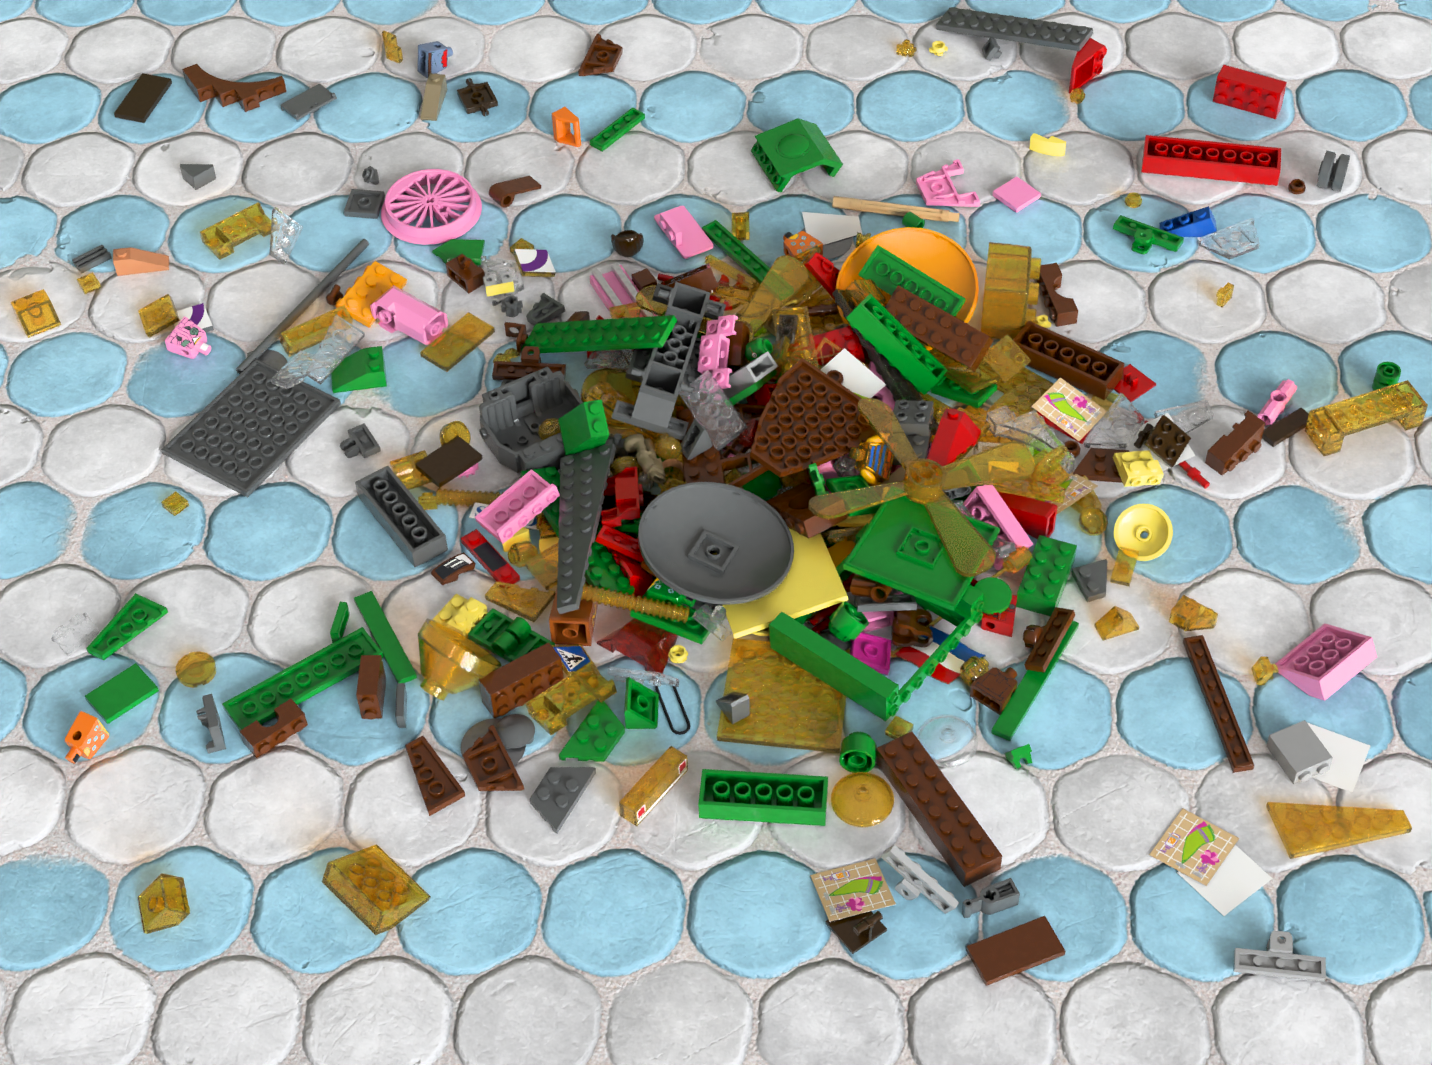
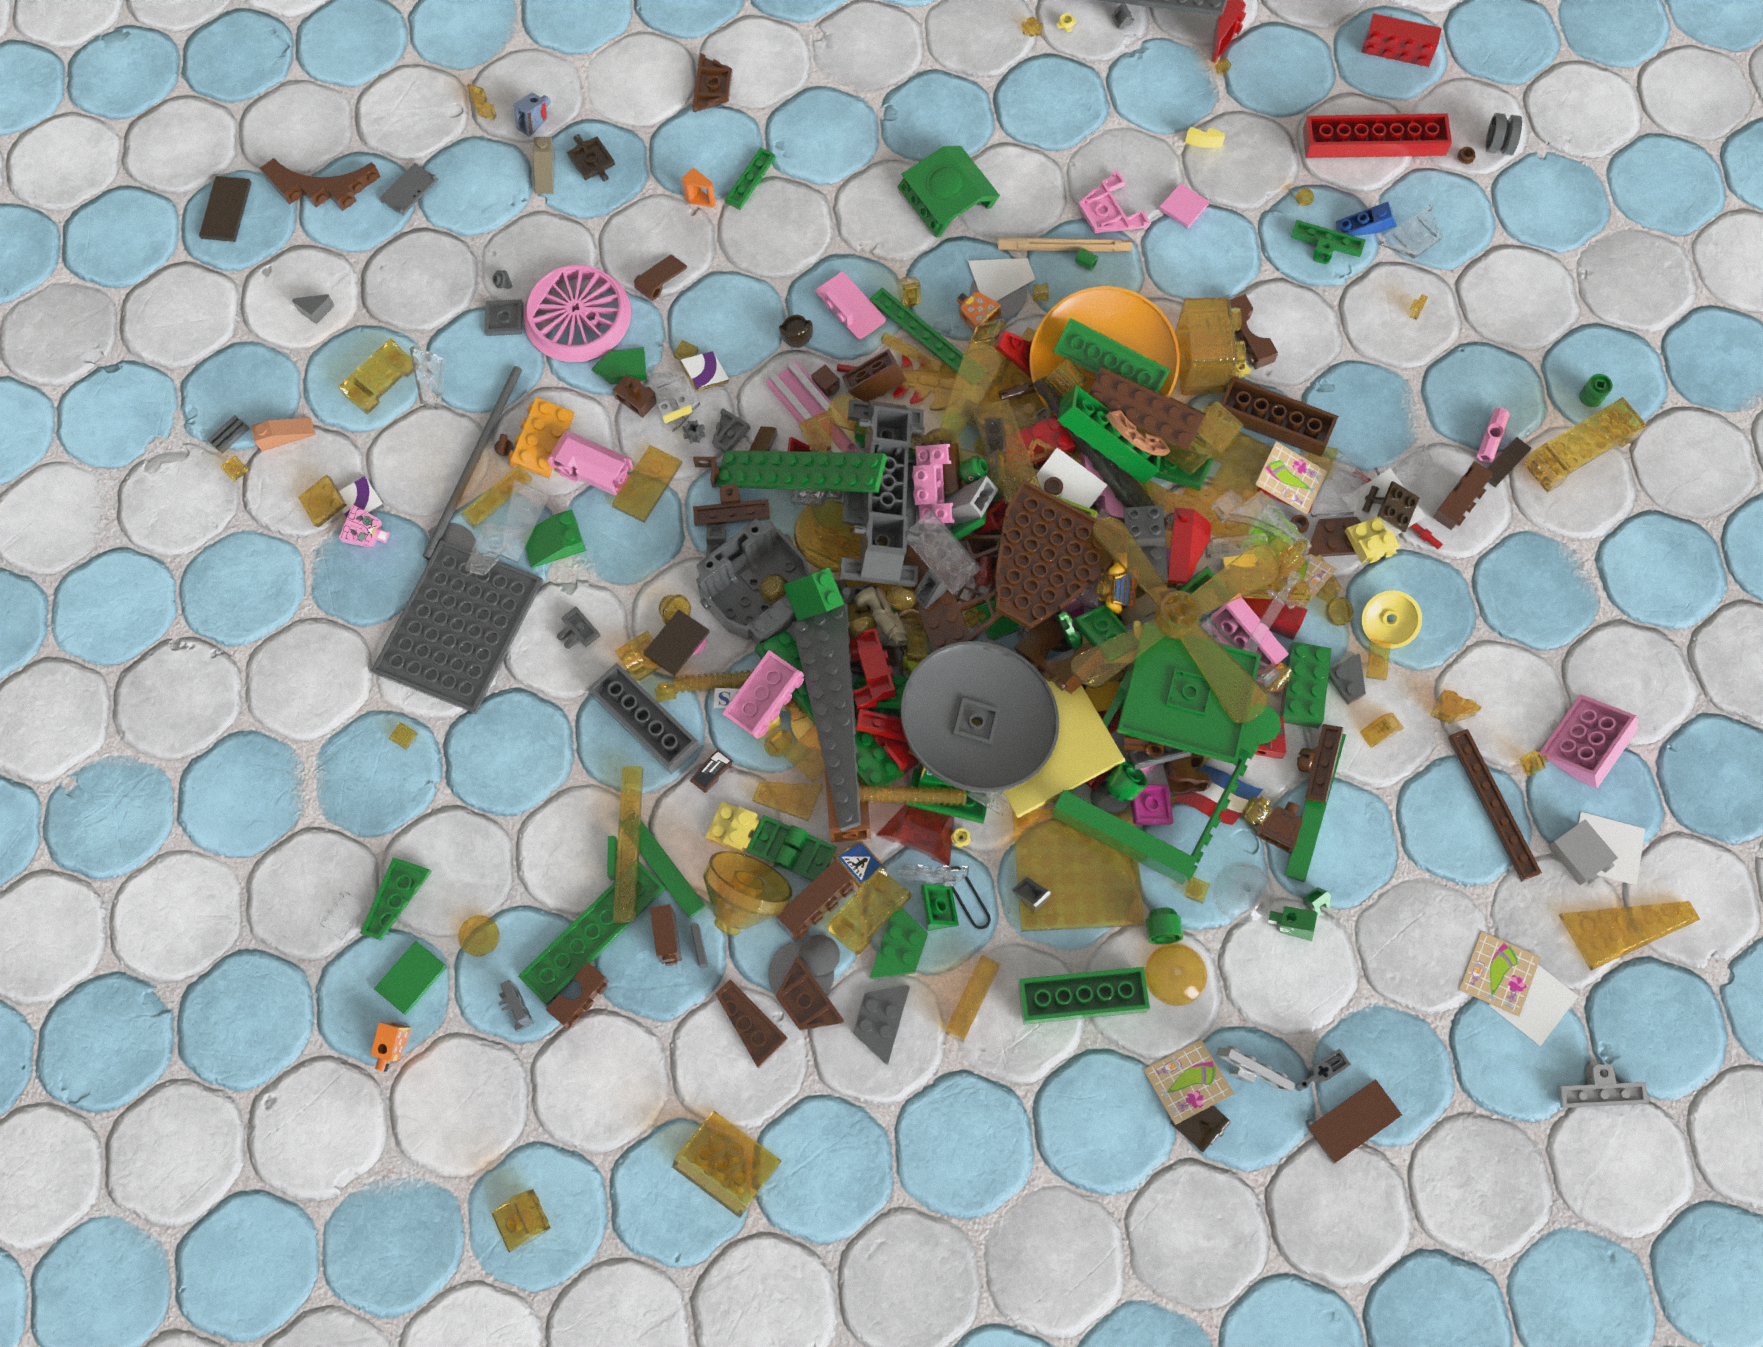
camera: 10 degrees left, 20 degrees up
(35, 313) = (188, 518): clear yellow slope -> none
(356, 612) = (628, 845): none -> clear yellow plate
(489, 558) = (745, 751): red plate -> none
(508, 354) = (702, 495): clear yellow piece -> none
(930, 356) = (1146, 442): none -> nougat tile
(938, 809) = (1253, 977): reddish brown brick -> none
(992, 767) = (1302, 925): none -> green torso
(1024, 499) = (1272, 612): none -> clear sword
(1133, 383) = (1346, 430): red piece -> none

